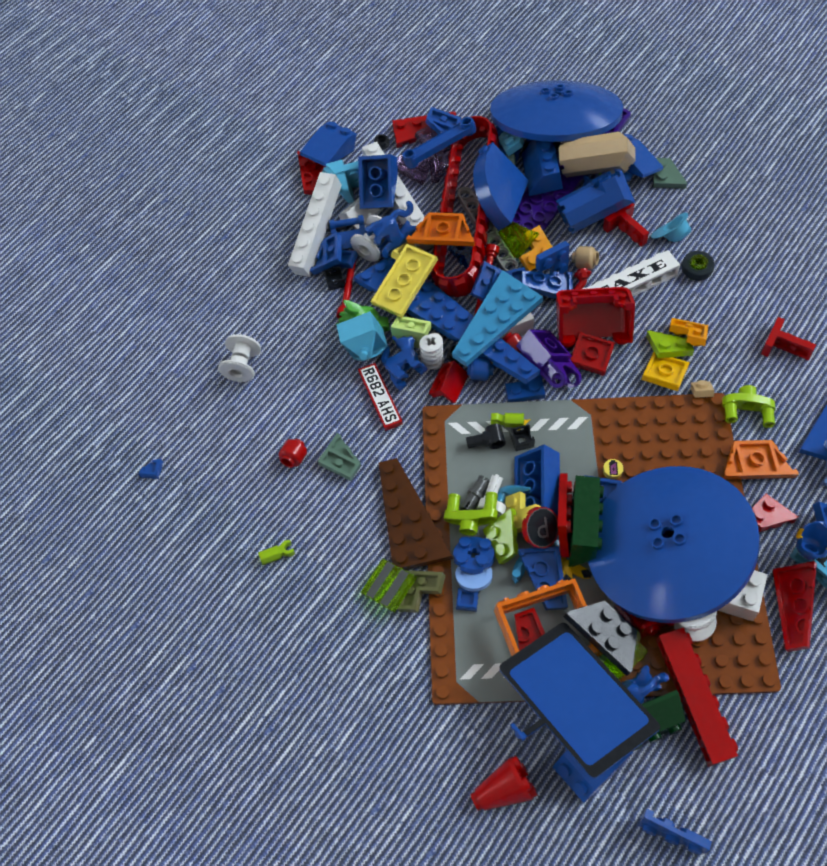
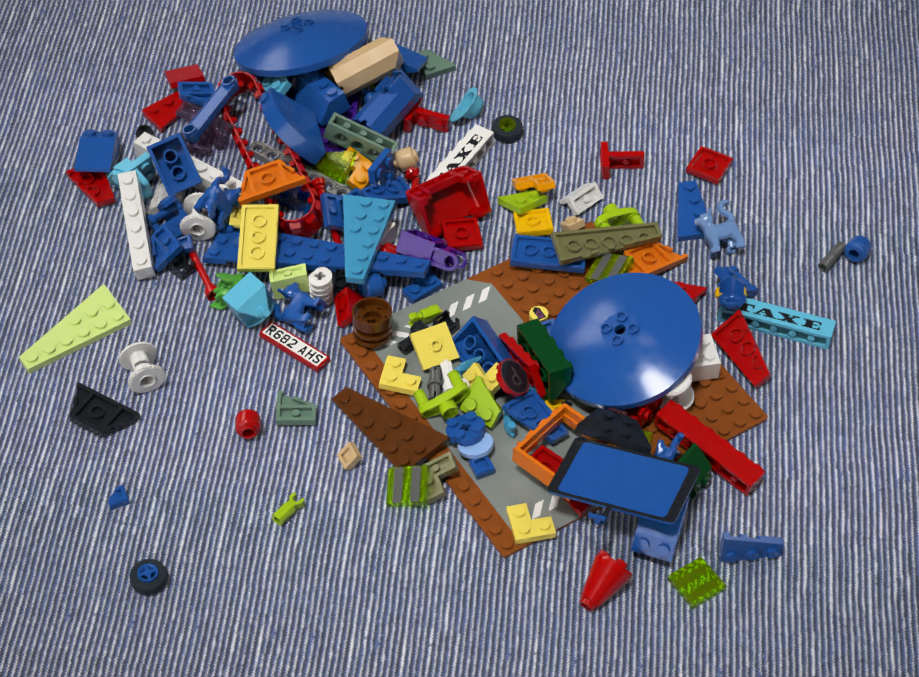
camera: 35 degrees left, 10 degrees down
(121, 551) = (150, 569): none -> black wheel
(185, 382) = (100, 413): none -> black wing
(226, 297) = (86, 324): none -> yellowish green wing
(353, 213) = (164, 203): none -> blue hair
(358, 528) = (349, 456): none -> tan plate
(443, 471) = (394, 378): none -> light yellow plate
(447, 103) = (184, 74): none -> red tile
(453, 406) = (372, 322): none -> reddish brown wheel
(467, 686) = (528, 530): none -> light yellow plate
(495, 456) = (434, 345): none -> light yellow plate
(551, 220) = (362, 139): none -> sand green brick
(599, 837) = (696, 582): none -> clear neon green tile
(660, 410) = (540, 254): none -> blue piece
(705, 419) = (594, 242): none -> olive wing
(708, 453) = (607, 266): none -> clear neon green tile
(728, 366) = (582, 197): none -> white panel

